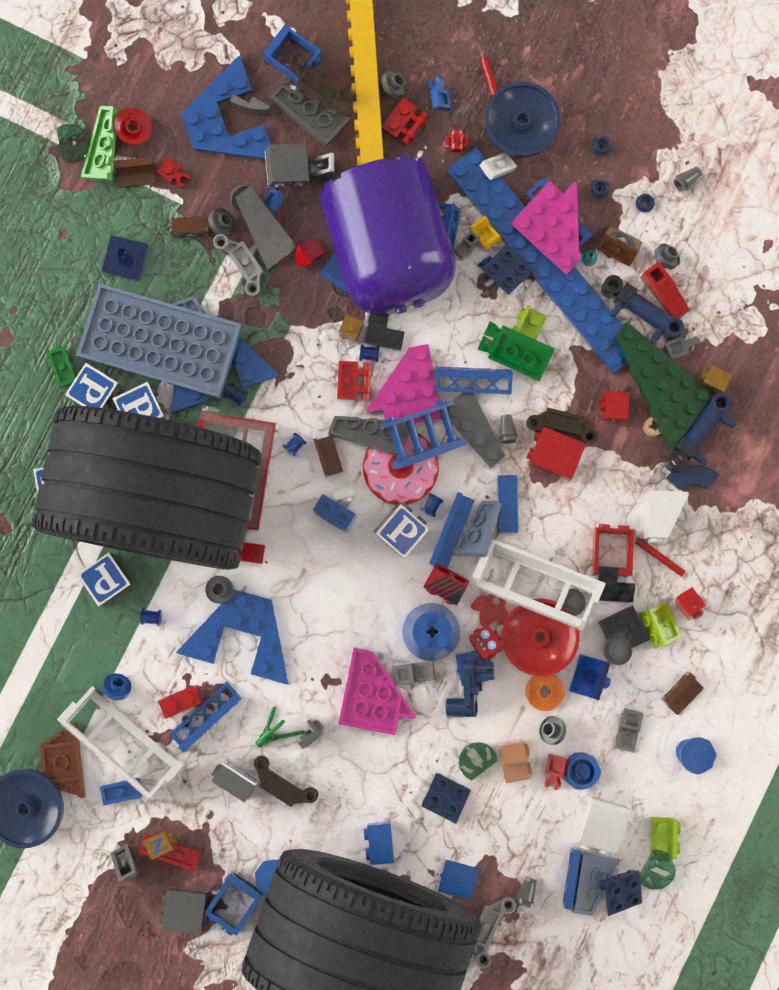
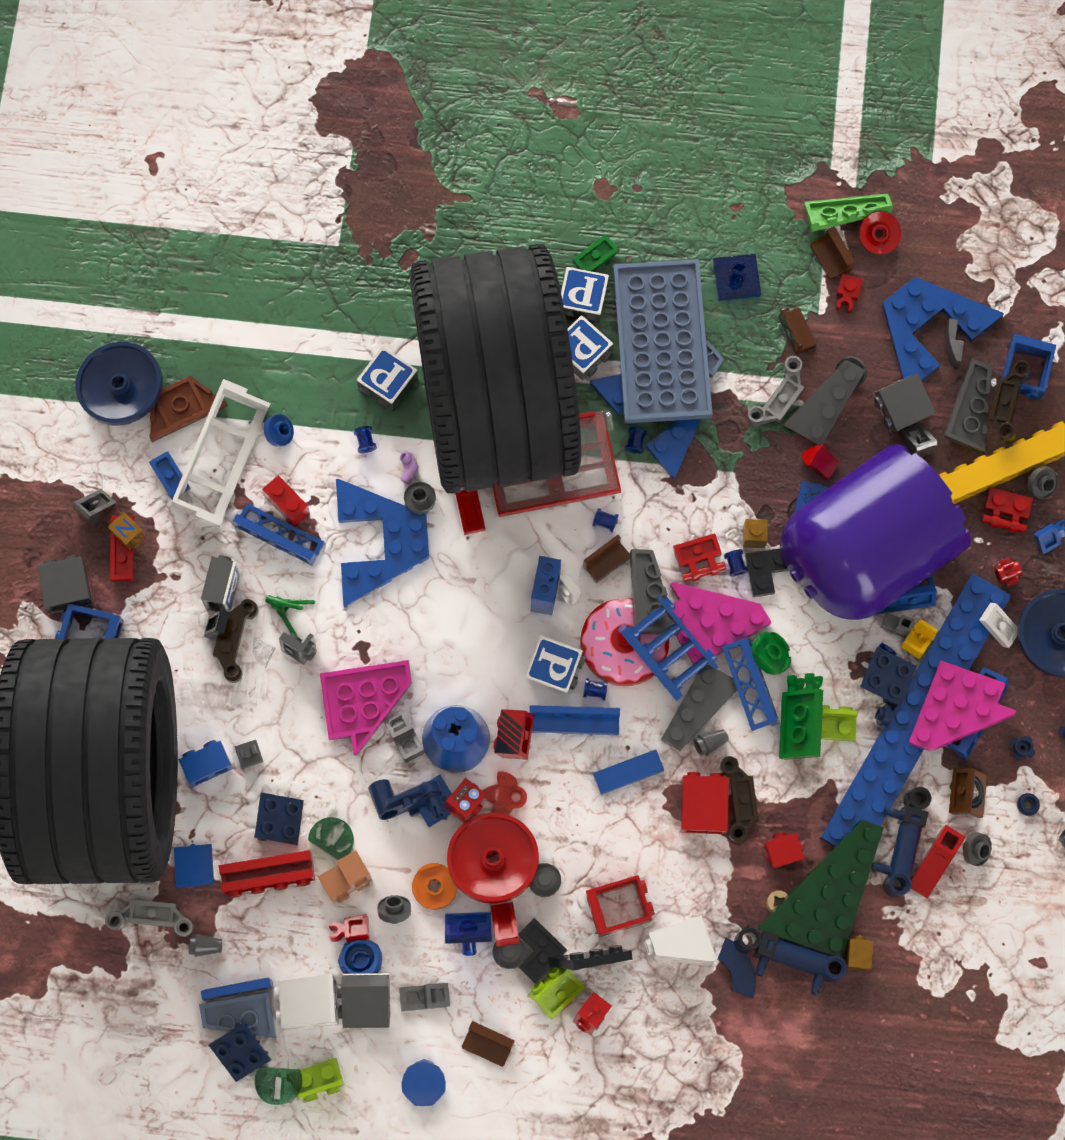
camera: 70 degrees right, 10 degrees down
(74, 132) = (845, 172): clear green piece -> none
(188, 587) = (410, 465): none -> lavender arm
(221, 221) = (815, 358): dark grey plate -> none
(267, 795) = (216, 624): none -> black tile
(273, 200) = (860, 403): blue plate -> none
(383, 804) = (249, 754): none -> dark grey tile
(454, 354) = (771, 653): none -> green tile
(479, 535) = (579, 750): sand blue wing -> none
(486, 822) = (267, 873): none -> red brick
(536, 285) = (884, 715): none -> dark blue plate
(541, 566) = (572, 829): white piece -> none
(585, 256) = (940, 769): teal hinge -> none
(597, 647) = (504, 924): none -> red tile
(615, 590) = (574, 917): black plate -> none
(618, 779) = (364, 1000): none -> dark grey piece
(649, 589) = (593, 958): none -> black wing
(659, 556) = (633, 964): red bar -> none
(678, 347) = (879, 899): dark grey plate -> none

